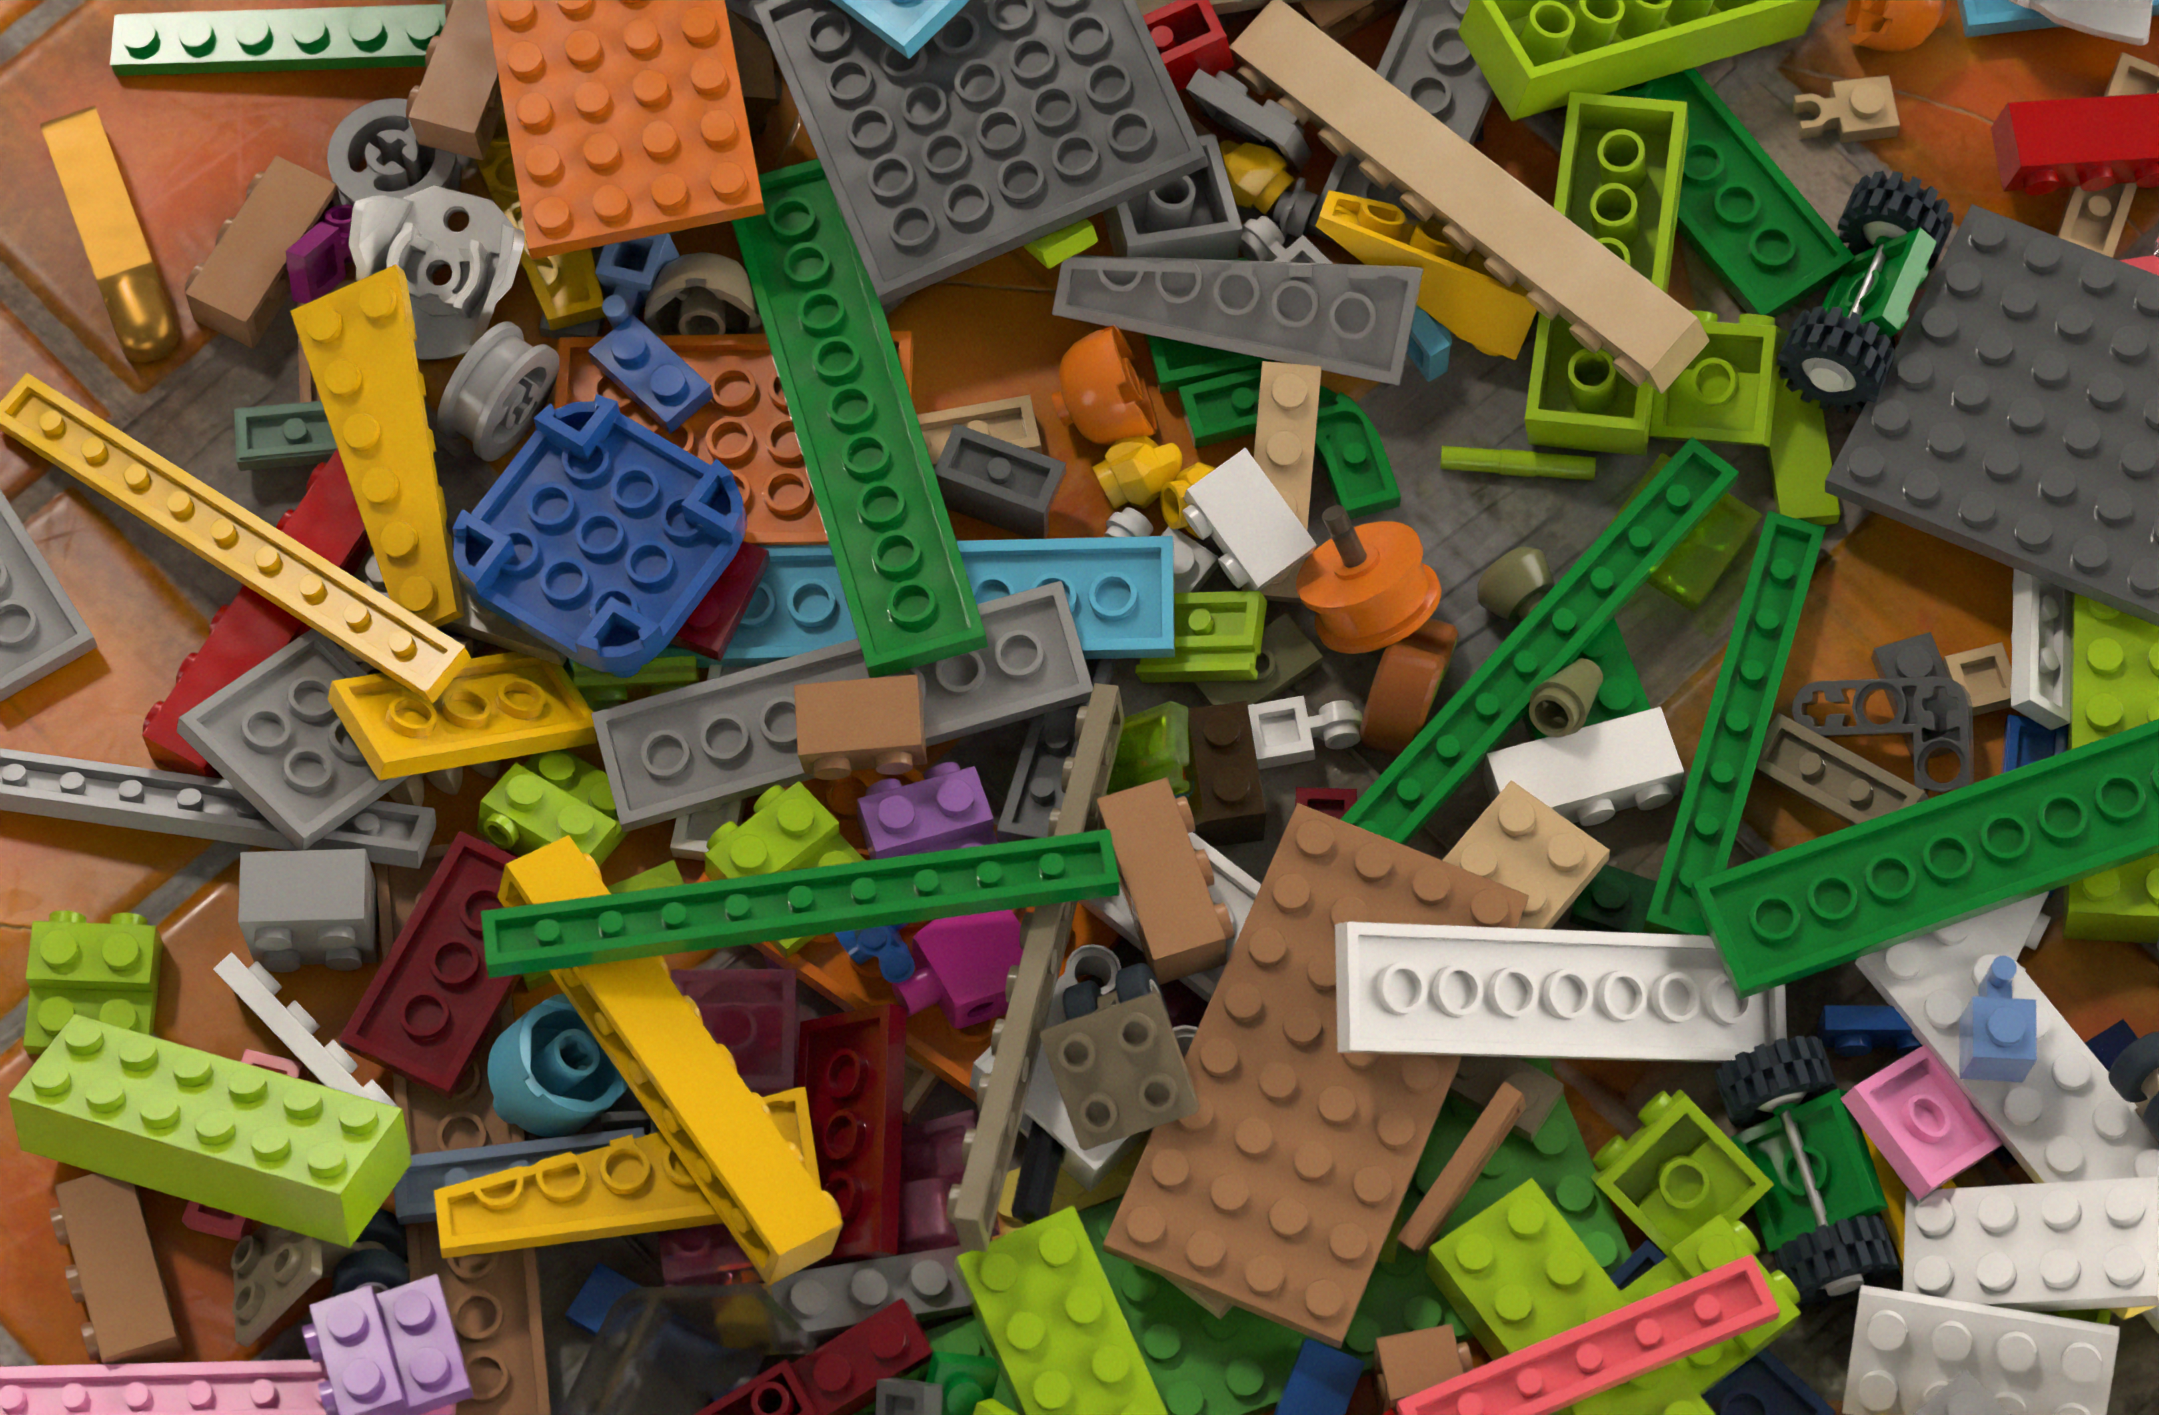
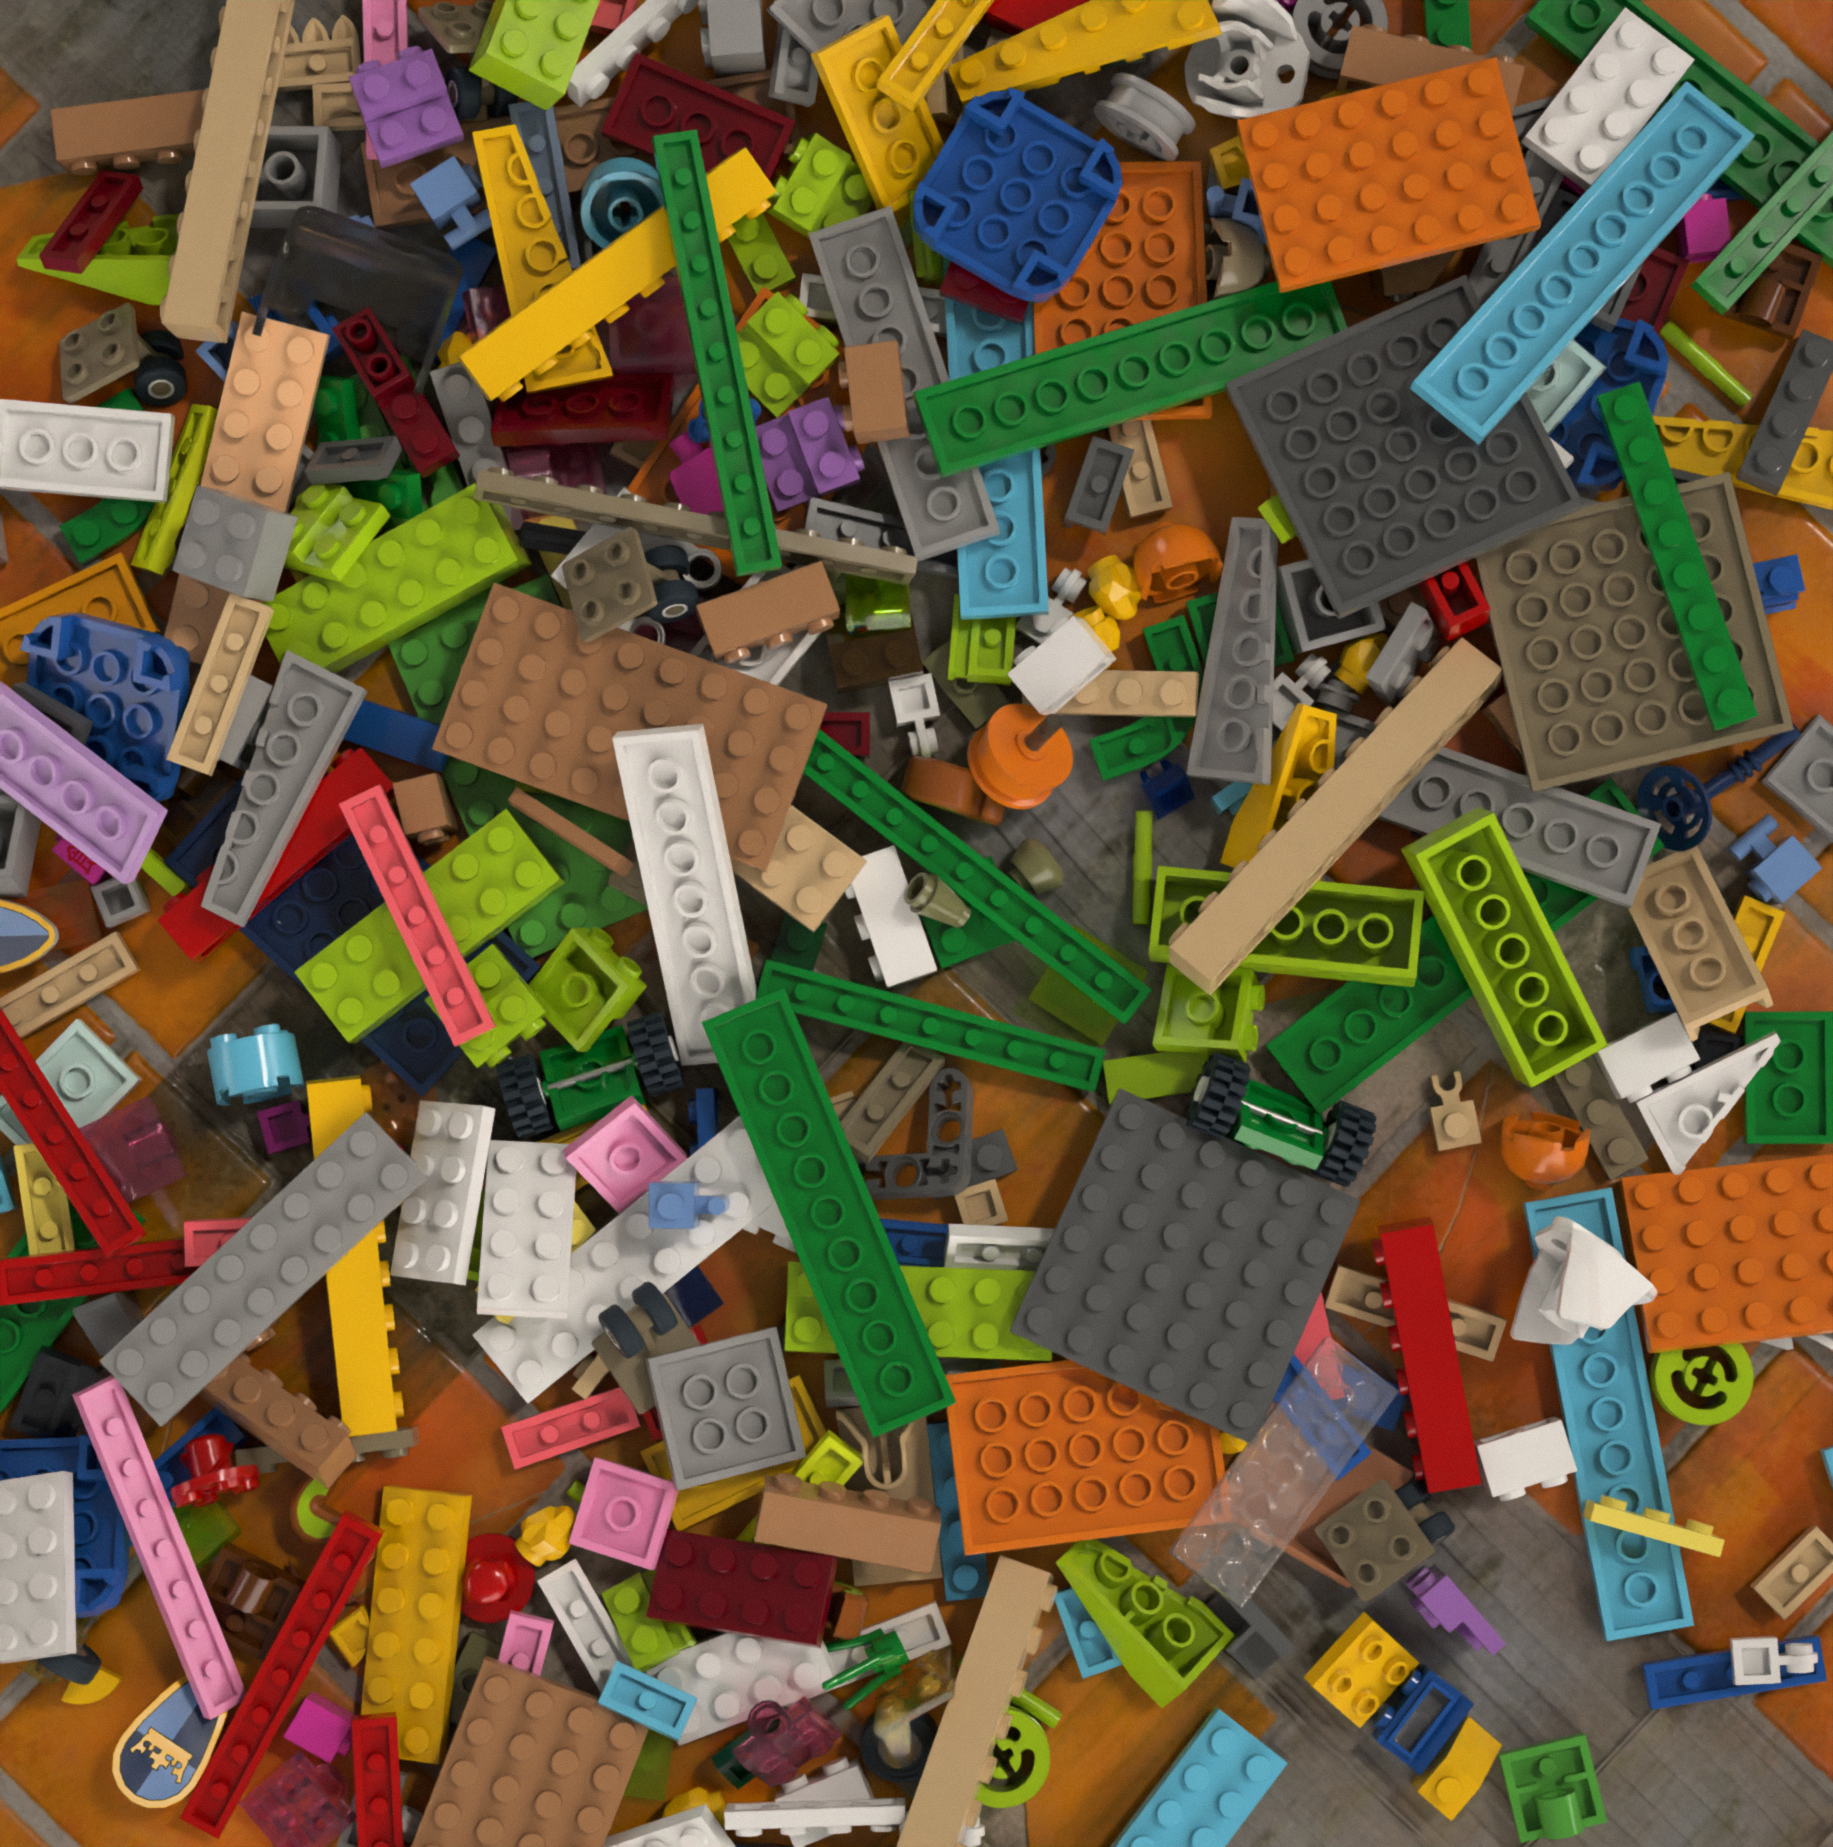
camera: 90 degrees right, 20 degrees up
(523, 1309) = (448, 196): none -> medium blue brick
(651, 373) = (1167, 227): blue plate -> none
(1416, 420) = (1166, 790): none -> clear blue tile

